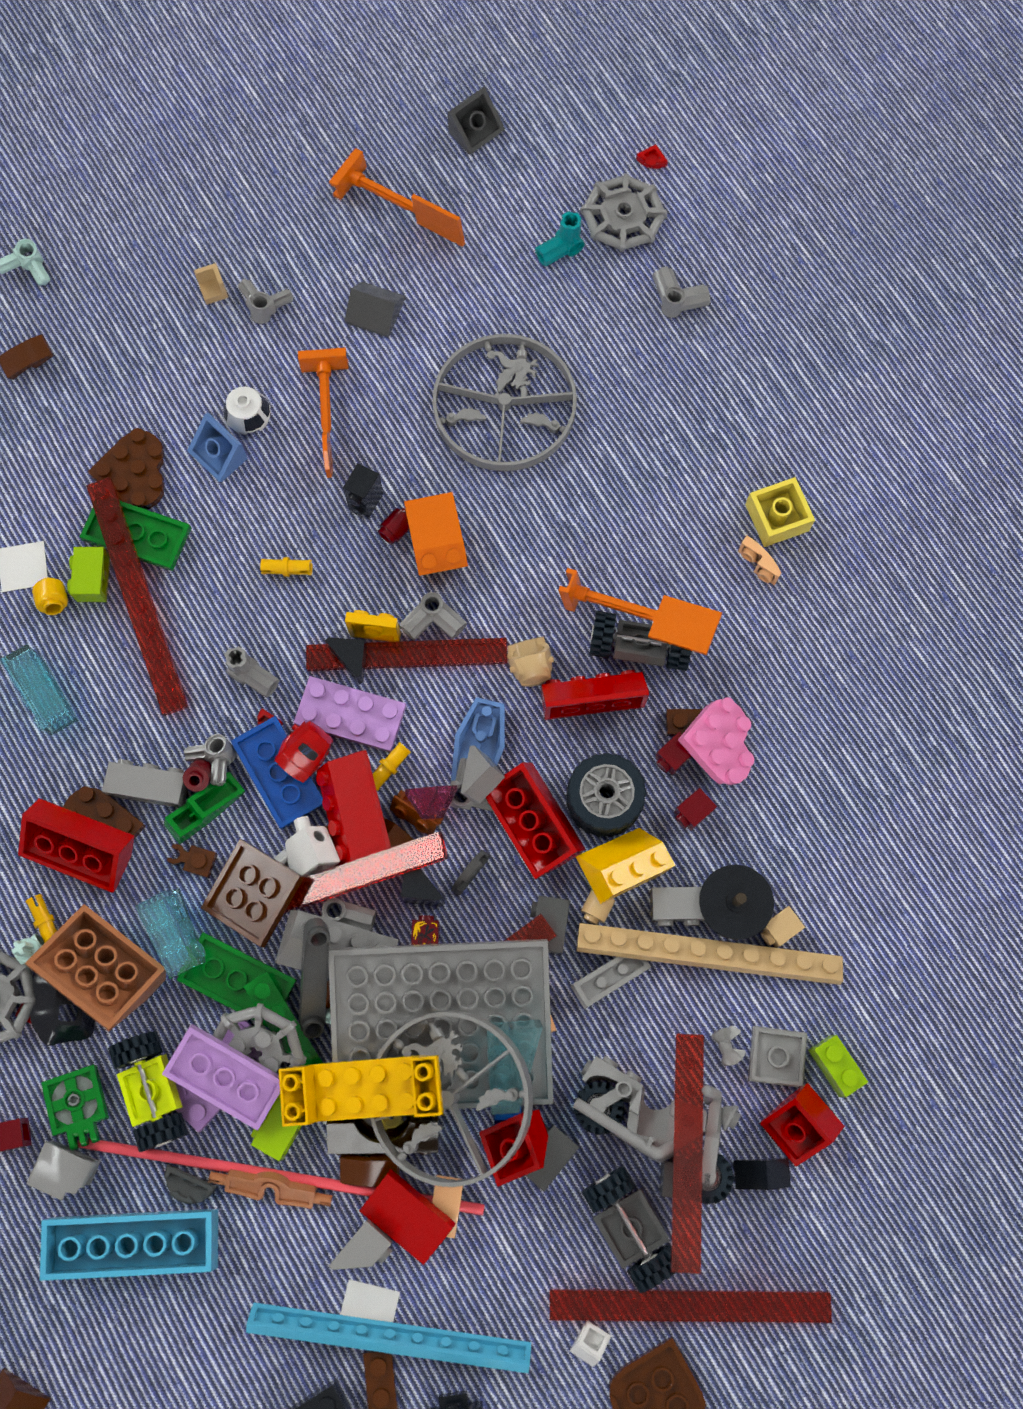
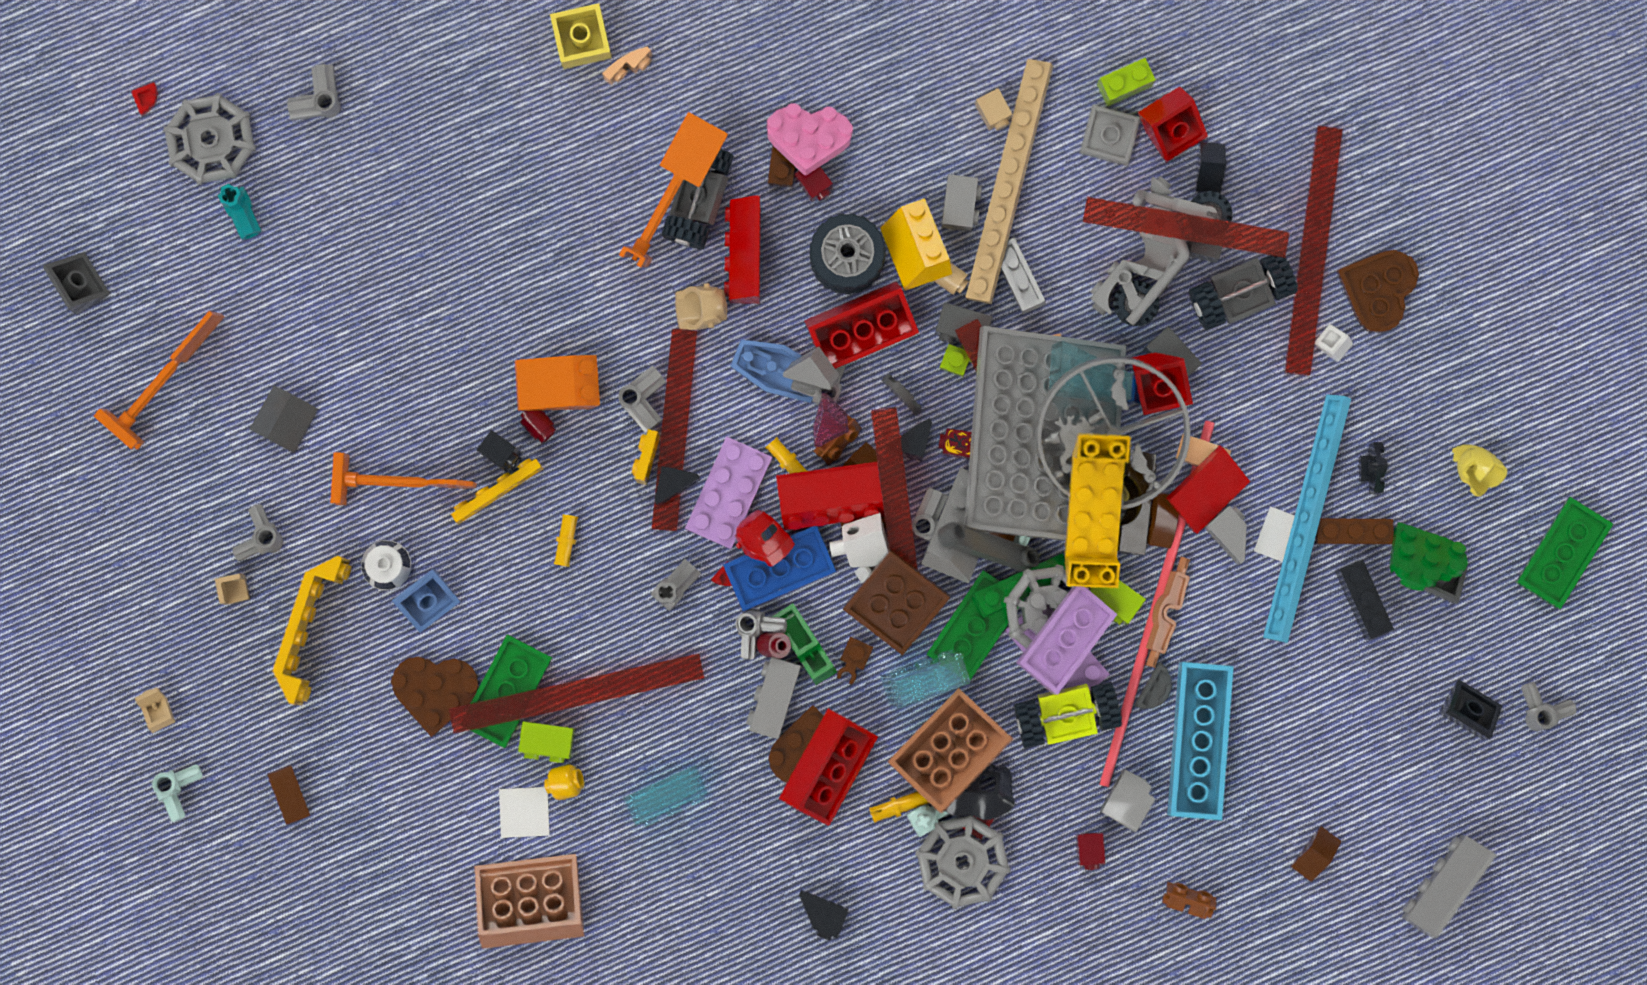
camera: 85 degrees left, 10 degrees up
(76, 1105) = (1070, 785): green piece -> none
(96, 238) = (155, 709): none -> tan bracket
(174, 338) = (295, 688): none -> yellow slope
(321, 490) = (487, 496): none -> yellow plate
(512, 921) = (954, 360): none -> lime plate
(519, 368) = (376, 277): light grey piece -> none
(694, 810) = (871, 172): dark red brick -> none
(723, 1037) = (1086, 181): light grey piece -> none
(736, 902) = (966, 147): black piece -> none

